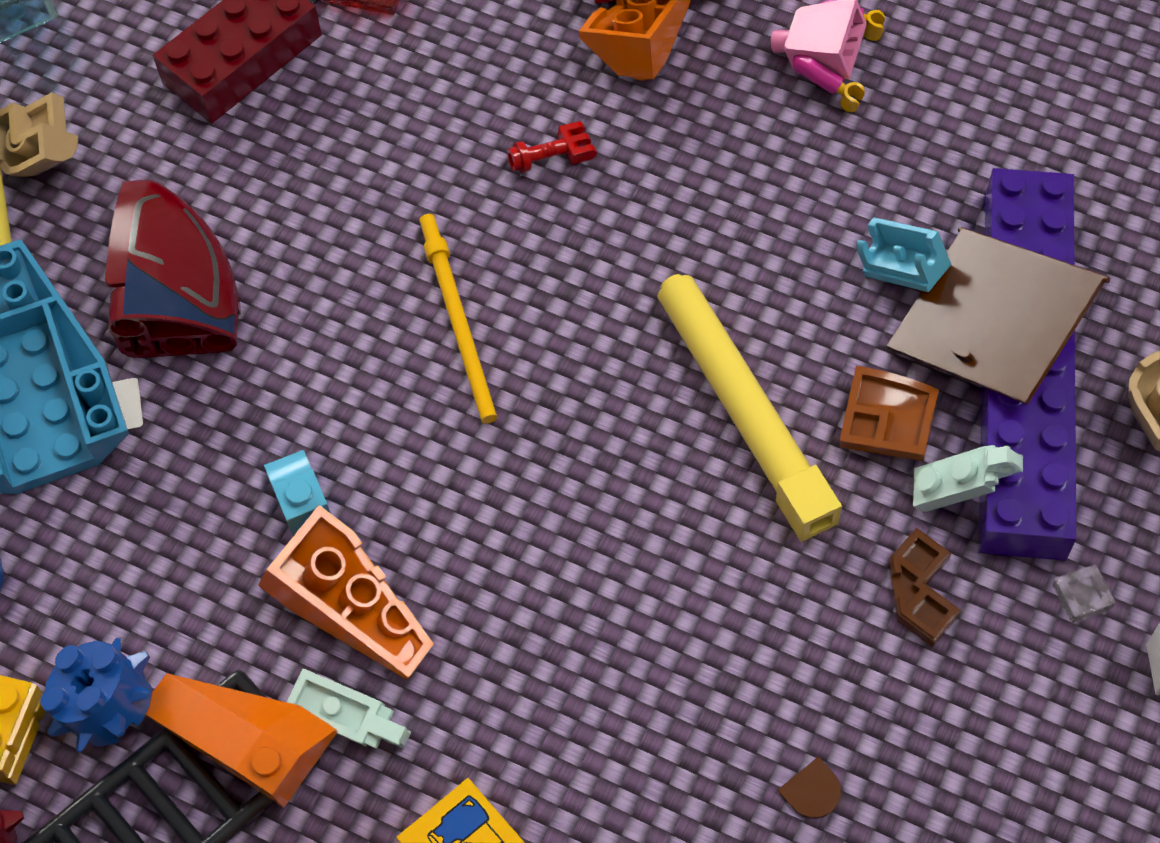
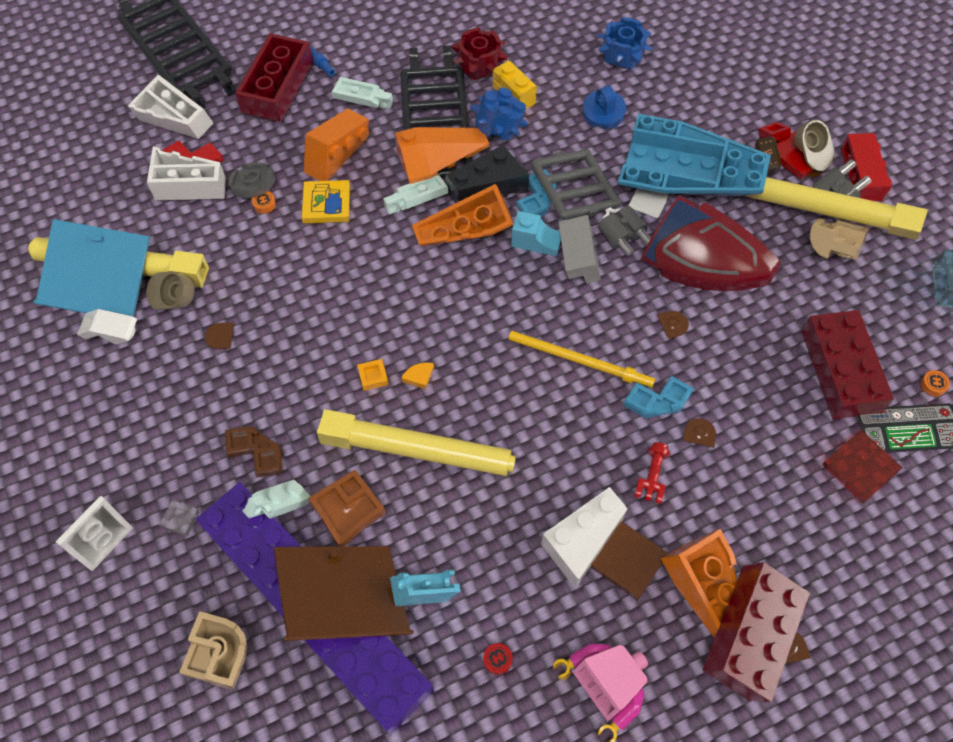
camera: 125 degrees right, 0 degrees up
(184, 543) = (557, 197): none -> dark grey bar
(194, 551) = (538, 202): none -> dark azure tile
(197, 394) = (622, 227): none -> dark grey piece
(239, 627) = (491, 168): none -> black wedge
(285, 413) = (579, 249): none -> light grey piece
(311, 256) = (673, 323): none -> reddish brown piece
(435, 192) = (650, 404): none -> dark azure tile
(452, 143) = (700, 432): none -> reddish brown piece
(643, 478) = (418, 375): none -> light orange tile
(678, 113) = (629, 560): none -> reddish brown tile
(691, 157) = (583, 534): none -> white wedge
(692, 535) = (372, 374): none -> light orange tile
(898, 157) = (497, 659): none -> red tile

